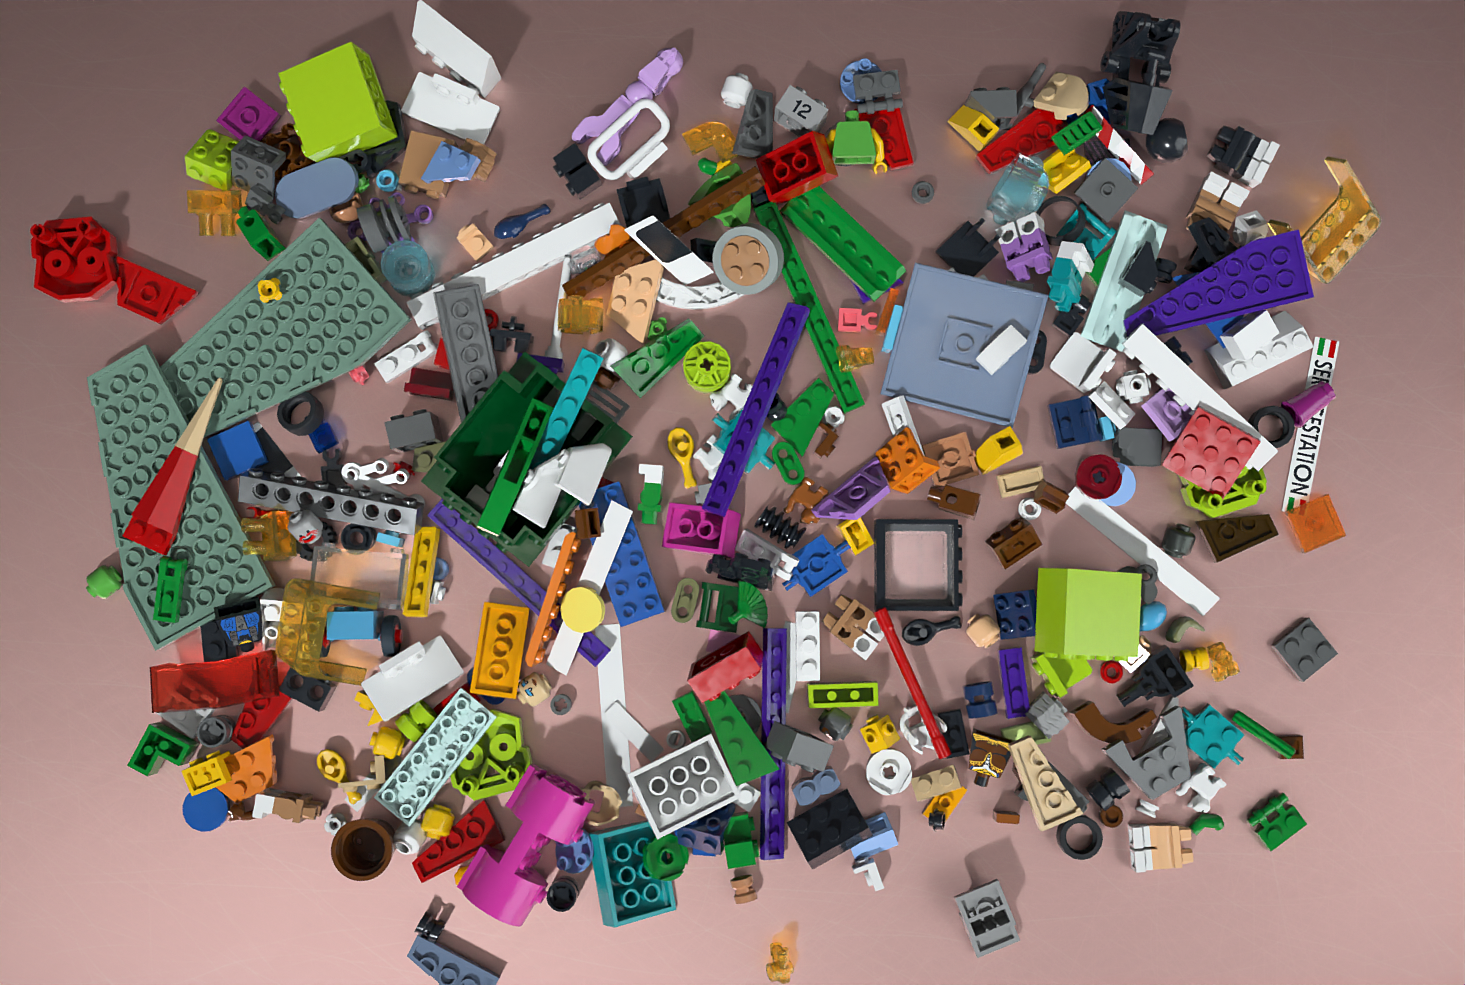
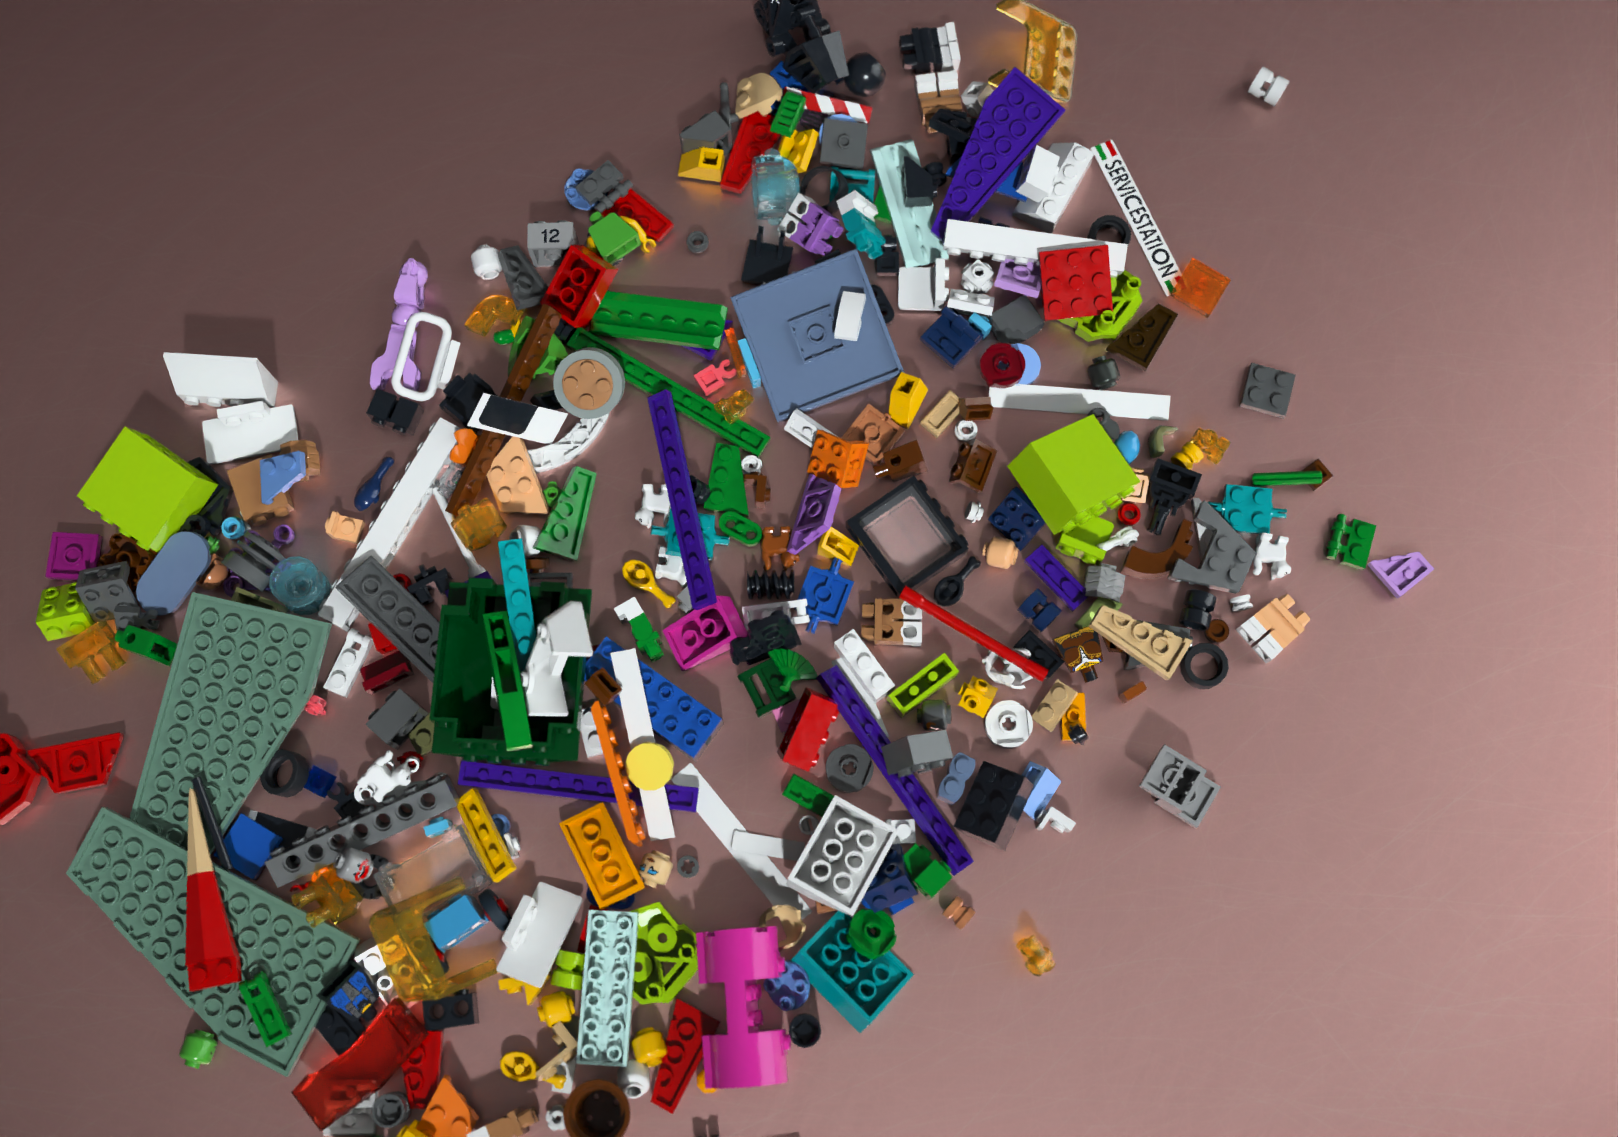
camera: 35 degrees left, 10 degrees down
(220, 416) = (212, 823): none -> black bar
(263, 287) = (180, 682): yellow plate -> none
(349, 542) = (398, 839): black wheel -> none
(371, 473) = (383, 778): none -> white animal
(685, 600) = (733, 702): olive plate -> none
(698, 377) = (615, 507): lime wheel -> none
(740, 745) = (868, 788): green wing -> none
(986, 581) = (974, 511): none -> white plate
(1093, 689) = (1124, 537): none -> white plate
(1207, 820) = (1297, 578): green arm -> none
(1298, 876) = (1401, 572): none -> lavender wing
(1309, 403) = (1124, 197): magenta plant -> none

